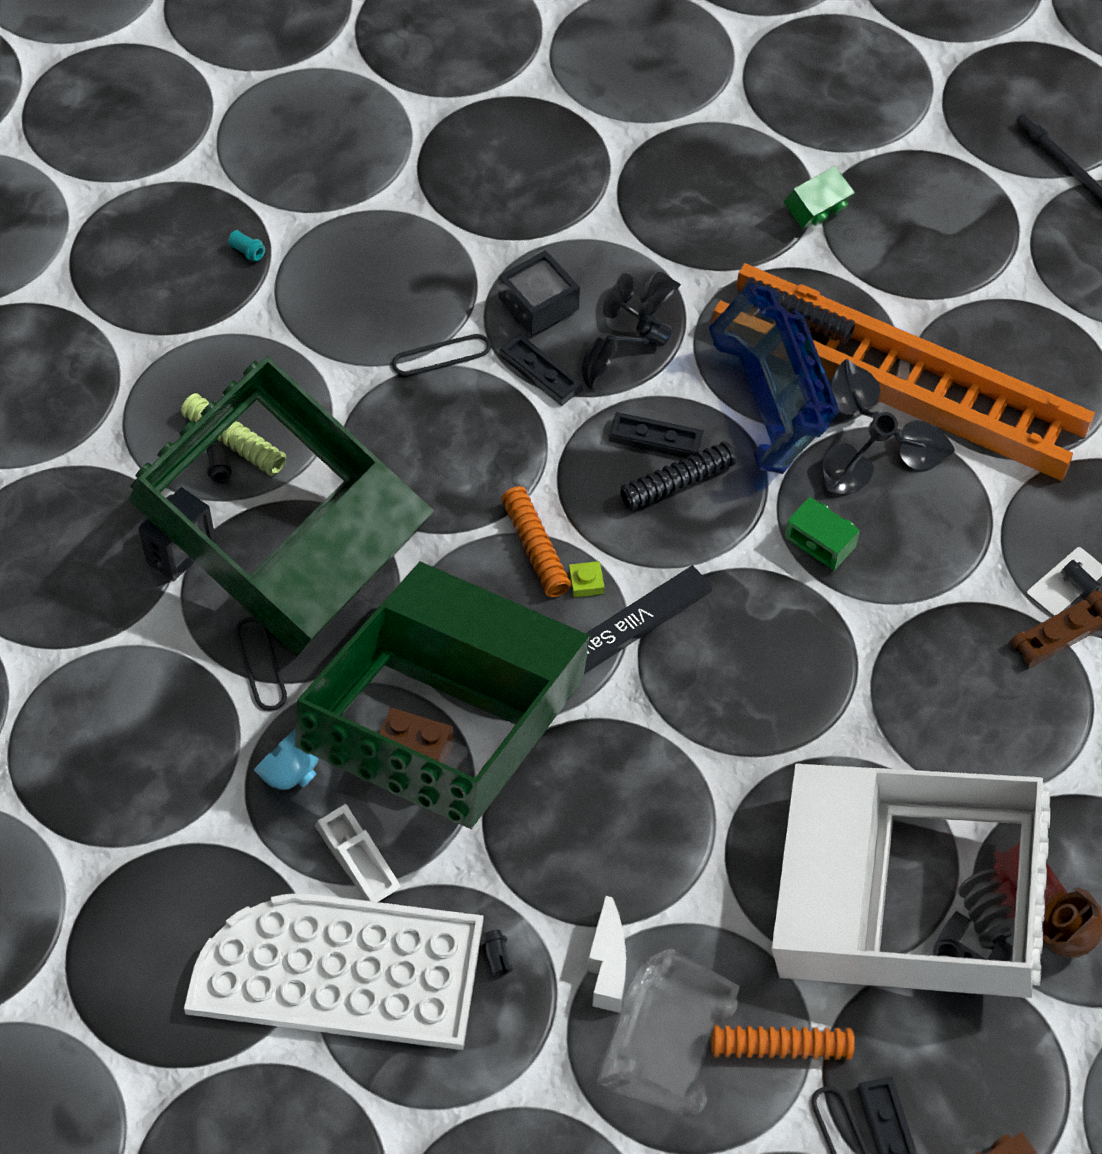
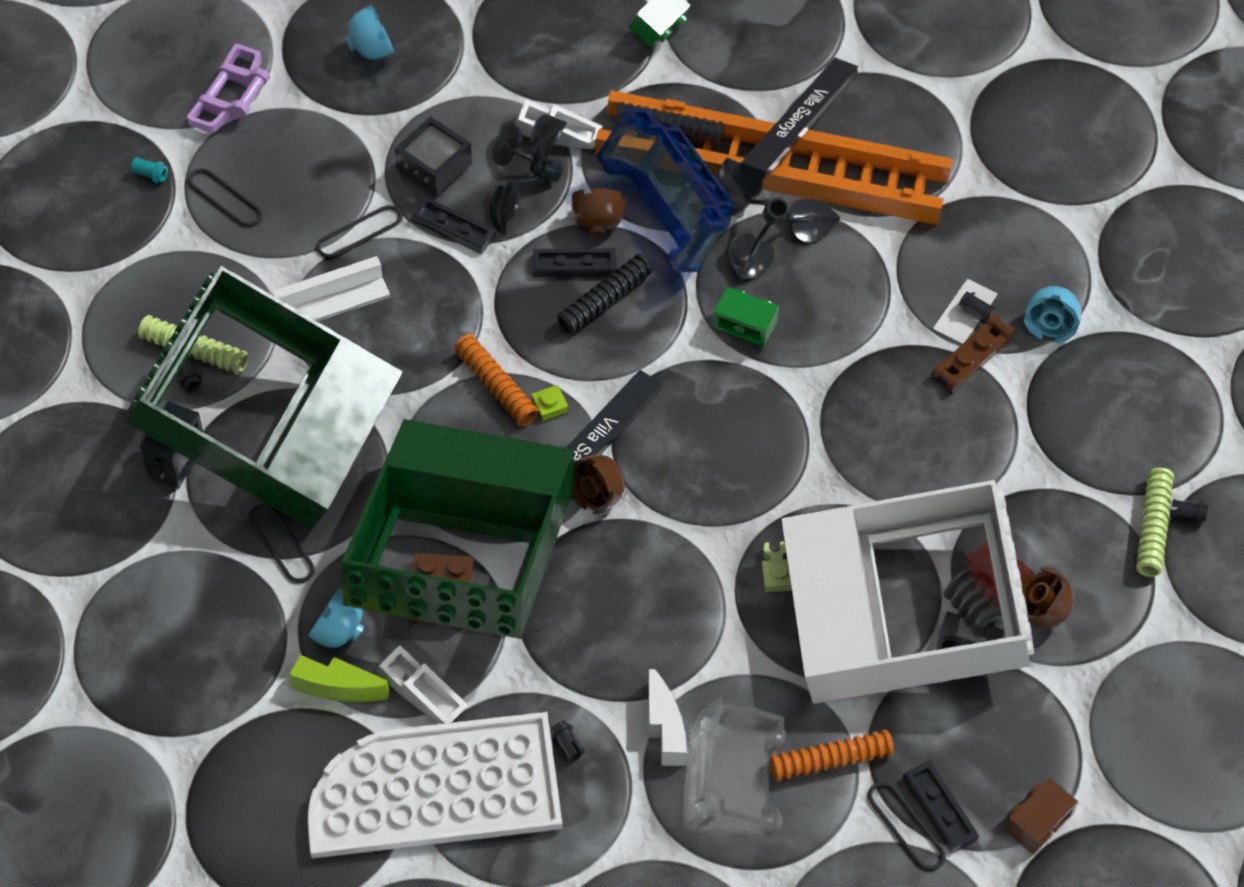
camera: 15 degrees left, 0 degrees up
(270, 826) = (337, 681): none -> lime slope
(298, 257) = (232, 190): none -> black piece
(352, 202) = (236, 109): none -> lavender bar
(394, 411) = (337, 290): none -> white panel
(508, 155) = (368, 35): none -> medium azure cylinder
(610, 676) = (597, 483): none -> reddish brown cylinder
(691, 297) = (576, 134): none -> white slope
(695, 385) = (598, 211): none -> reddish brown cylinder
(776, 818) = (776, 570): none -> yellowish green plate
(937, 334) = (799, 118): none -> black tile

